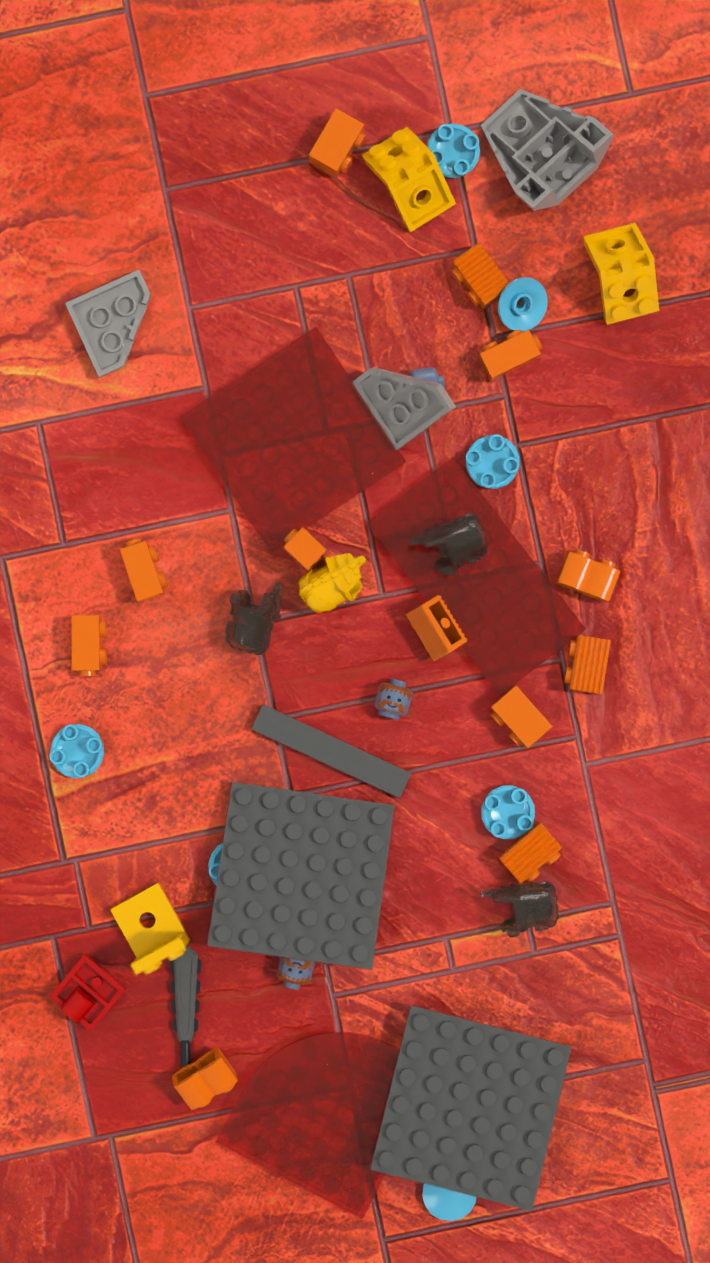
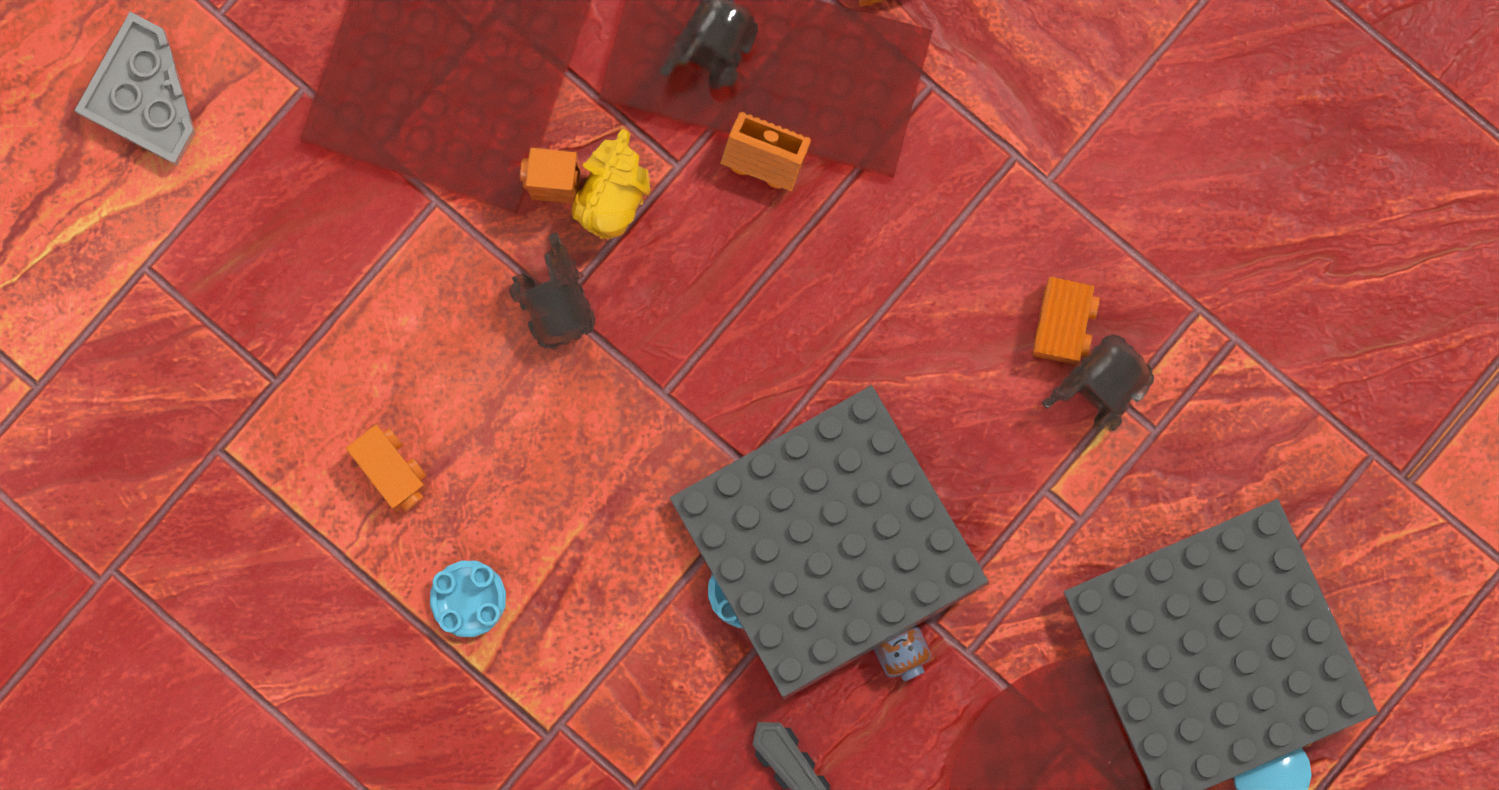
camera: 35 degrees left, 5 degrees down
(142, 570) = (388, 340): orange brick -> none
(152, 943) = (725, 735): yellow bracket -> none
(331, 751) = (754, 380): dark grey tile -> none
(393, 699) = (779, 268): sand blue head -> none
(508, 812) = (1004, 296): medium azure dish -> none
(520, 717) = (935, 181): orange brick -> none
(587, 664) = (964, 65): orange brick -> none

